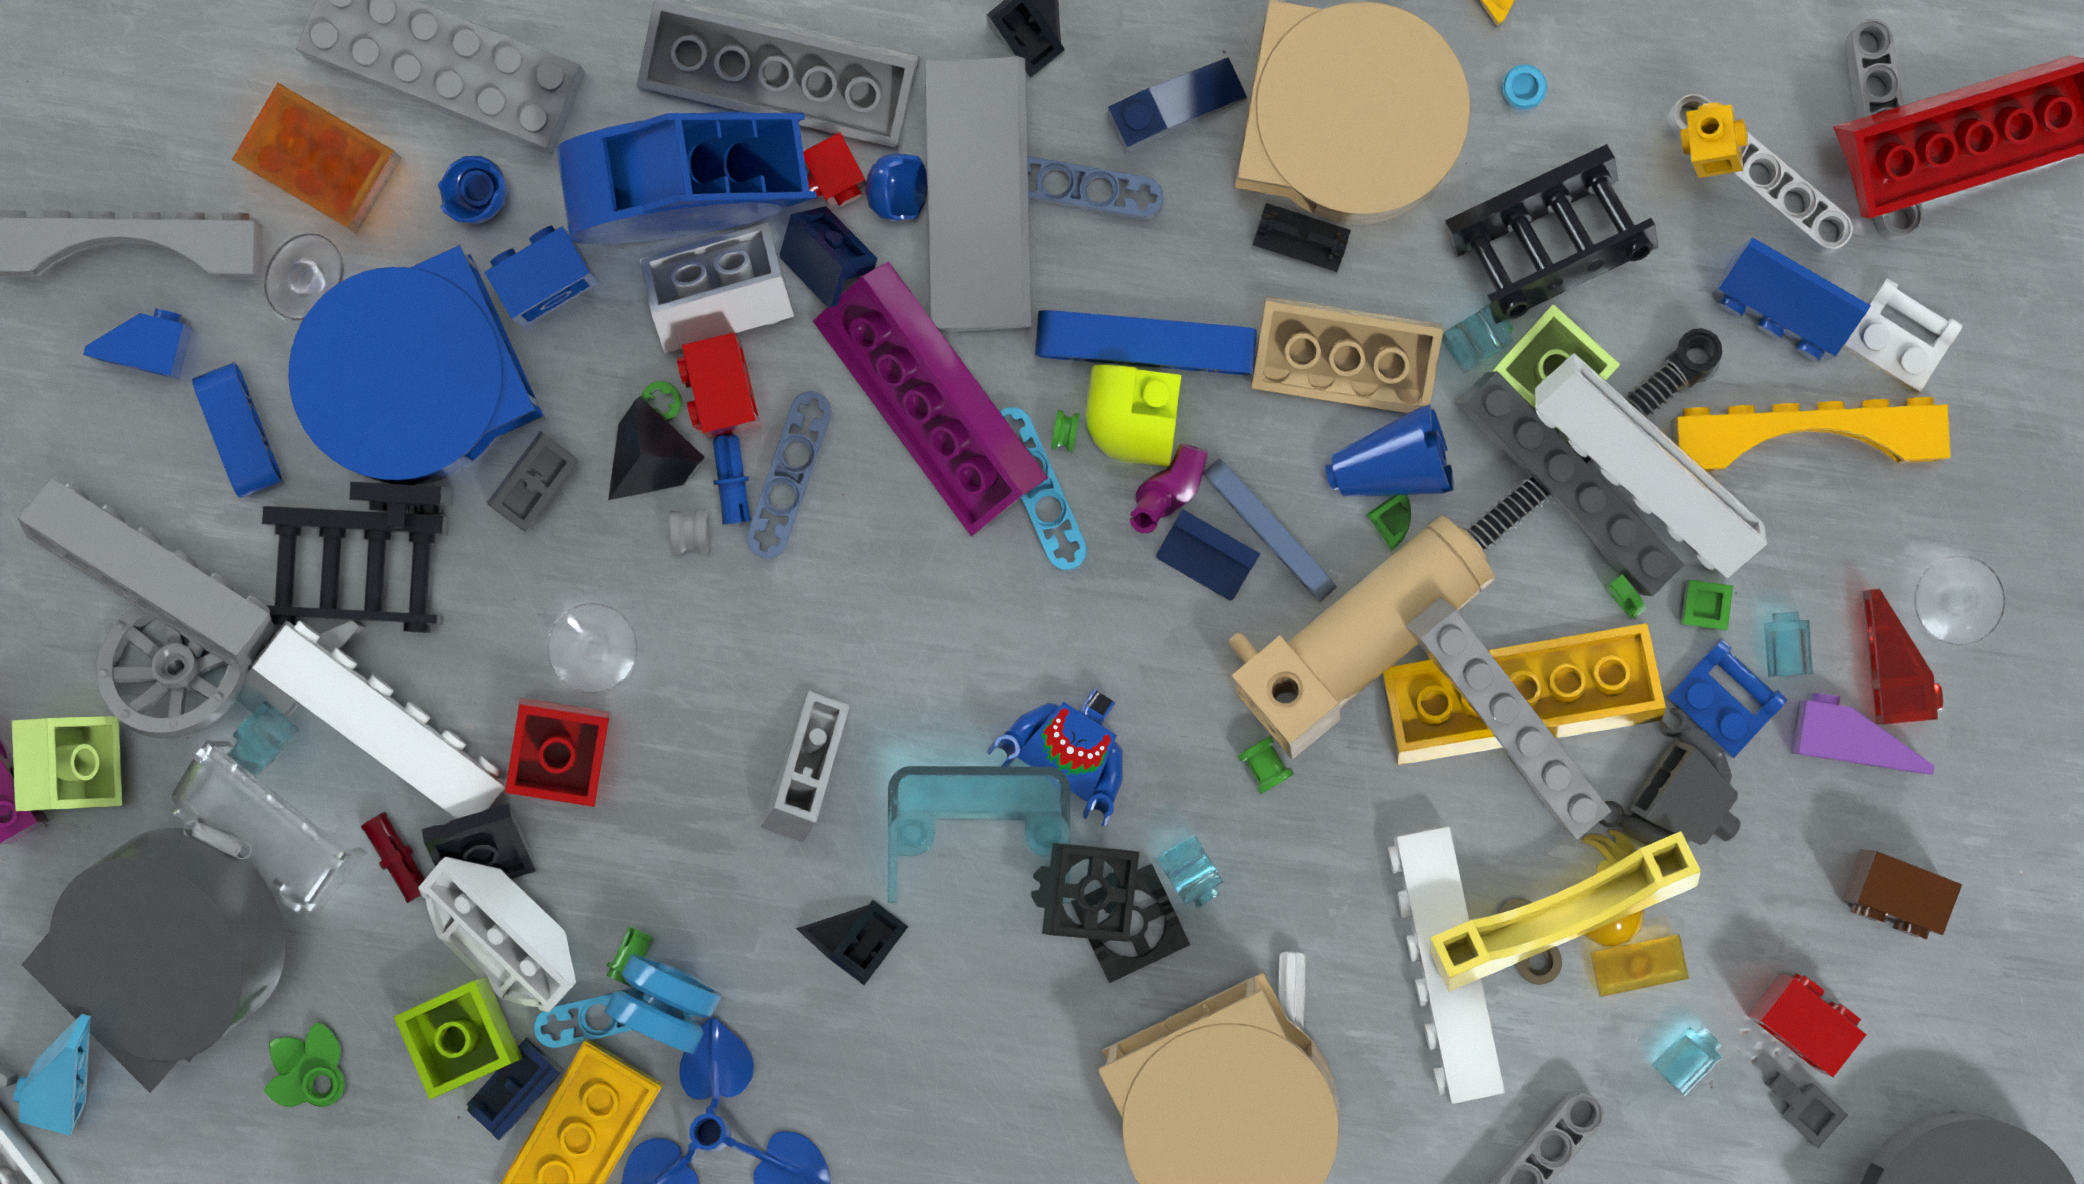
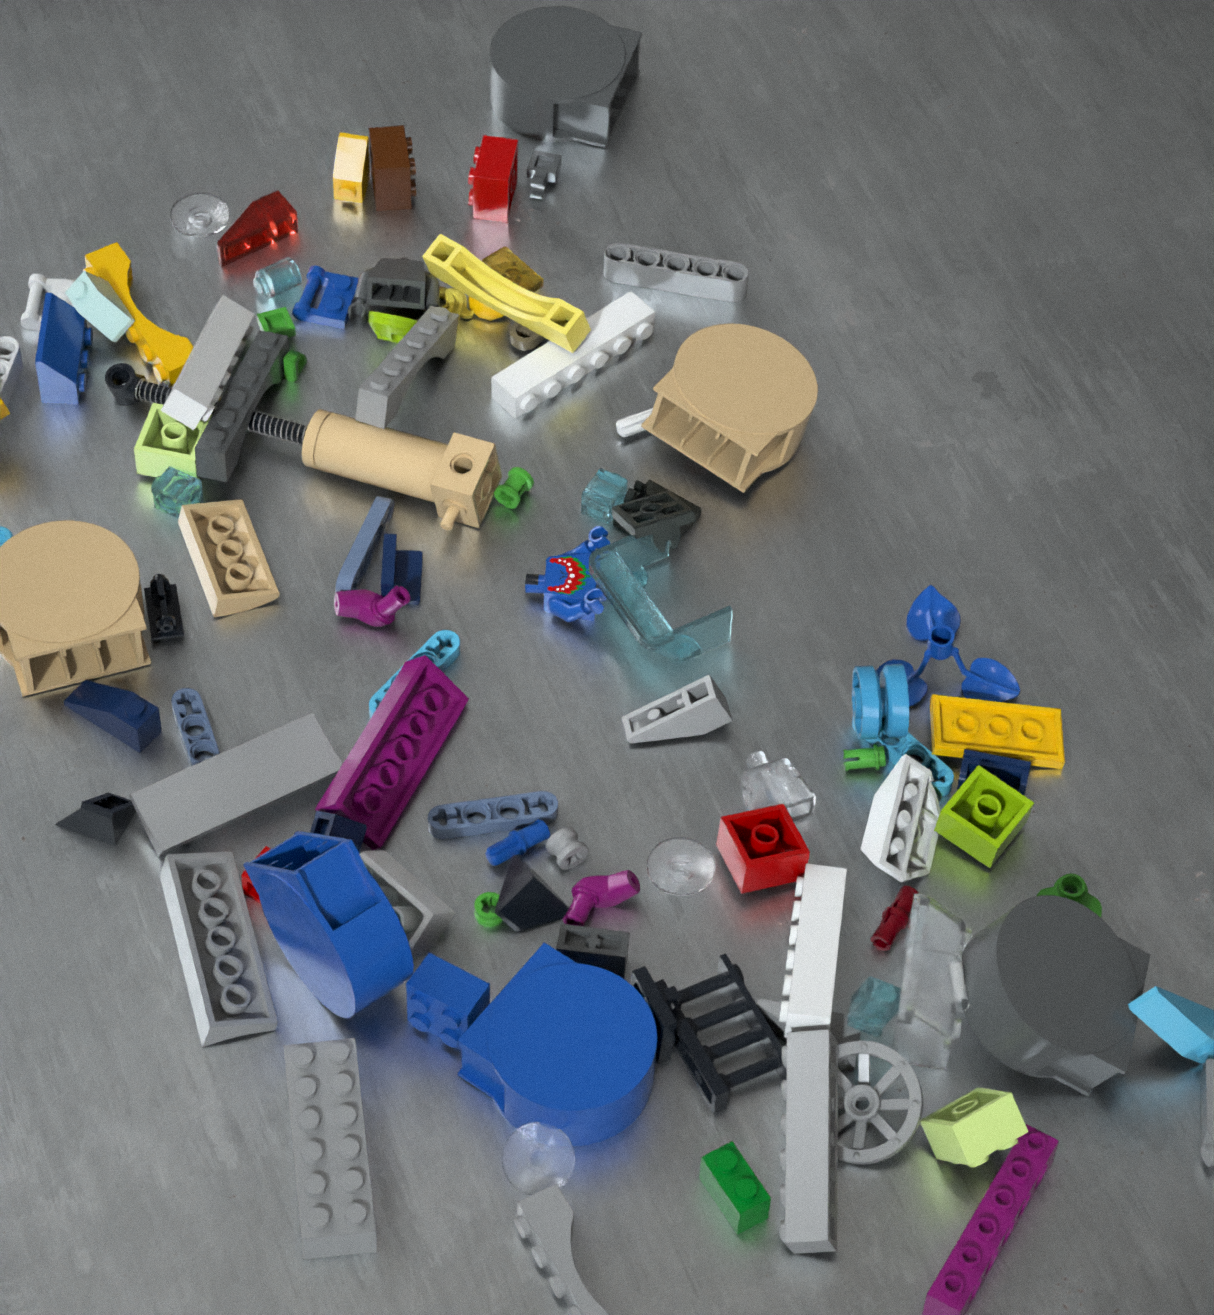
camera: 125 degrees left, 35 degrees down
(145, 344) = (650, 1240): blue slope -> none
(153, 468) = (734, 1187): none -> green brick
(237, 430) = (673, 1151): blue beam -> none
(317, 158) = (447, 1188): clear orange brick -> none
(472, 190) = (412, 1081): blue hair -> none
(484, 839) = (845, 852): black hinge -> none
(613, 535) = (600, 892): none -> magenta arm
(637, 816) = (775, 784): none -> clear torso
(719, 385) = (459, 861): red brick -> none
(856, 938) = (766, 642): black slope -> none
(897, 187) = (255, 837): blue hair -> none
(1065, 431) = (368, 676): bright green bush -> none
(1133, 413) = (334, 641): neon yellow brick -> none
(1145, 342) = (283, 657): blue beam -> none
(1392, 519) = (318, 495): bright green tile -> none
(1395, 460) = (279, 495): blue cone -> none
(1534, 199) = (62, 489): black fence -> none
(1569, 681) = (353, 351): yellow arch -> none
(1617, 755) = (389, 326): none -> lime piece
(1688, 1059) = (551, 229): clear light blue brick -> none
(1838, 380) = (100, 305): none -> light aqua slope
(1846, 735) = (315, 235): medium lavender slope -> none
(1928, 838) = (351, 168): none -> yellow slope

